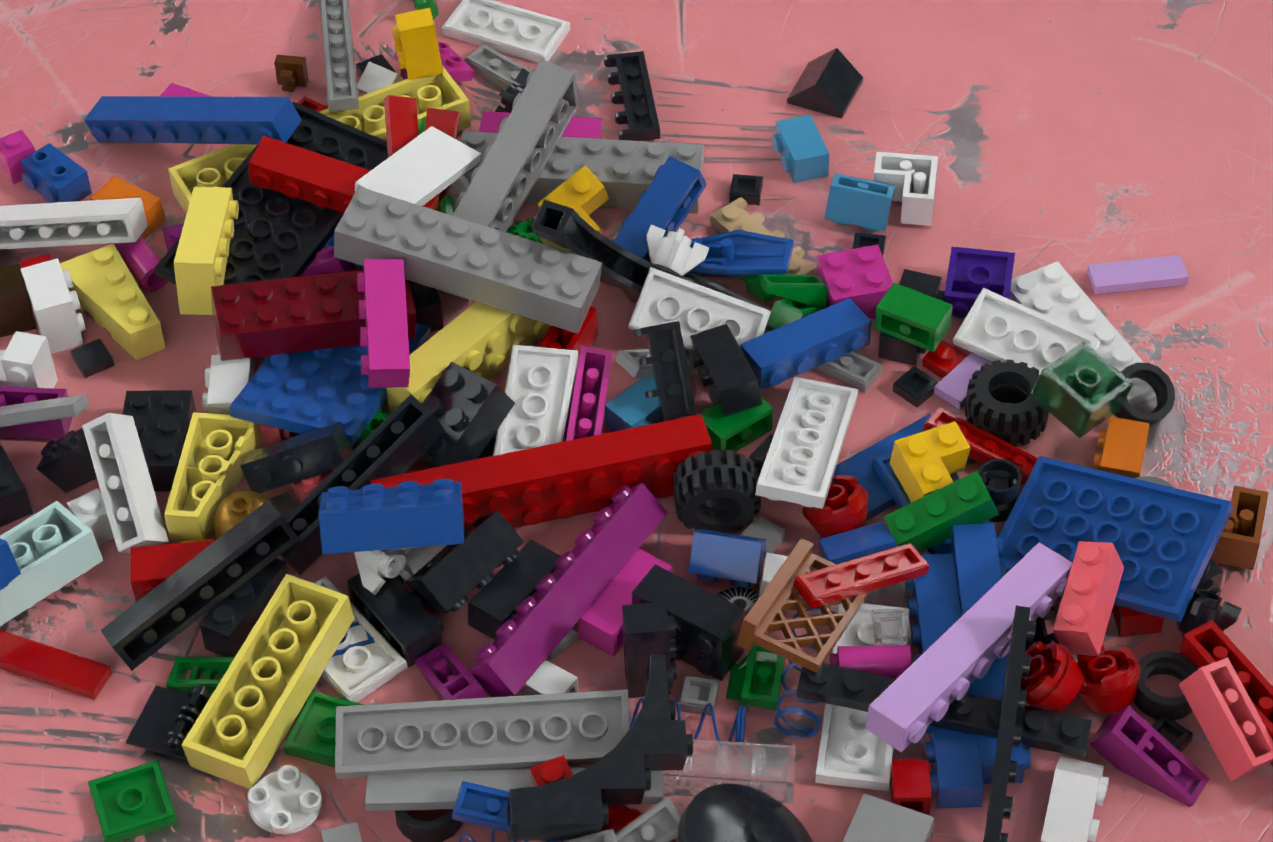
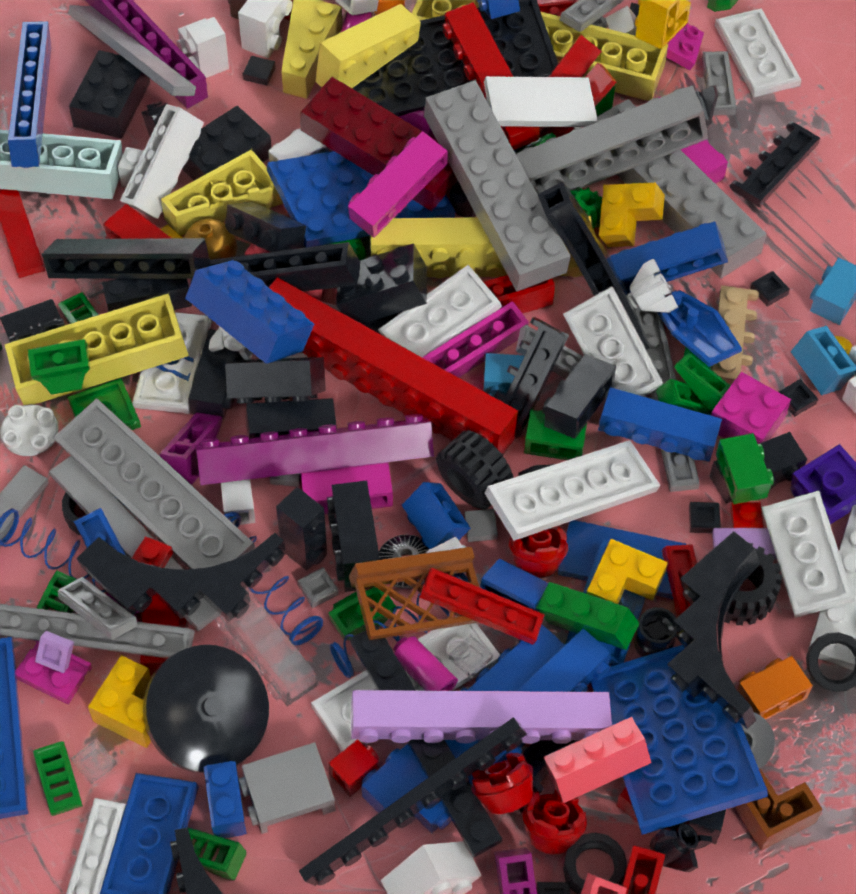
camera: 45 degrees right, 10 degrees up
(268, 709) = (60, 366): none -> green slope
(1040, 446) = (700, 627): none -> black arch
(1081, 389) = (783, 619): clear green brick -> none

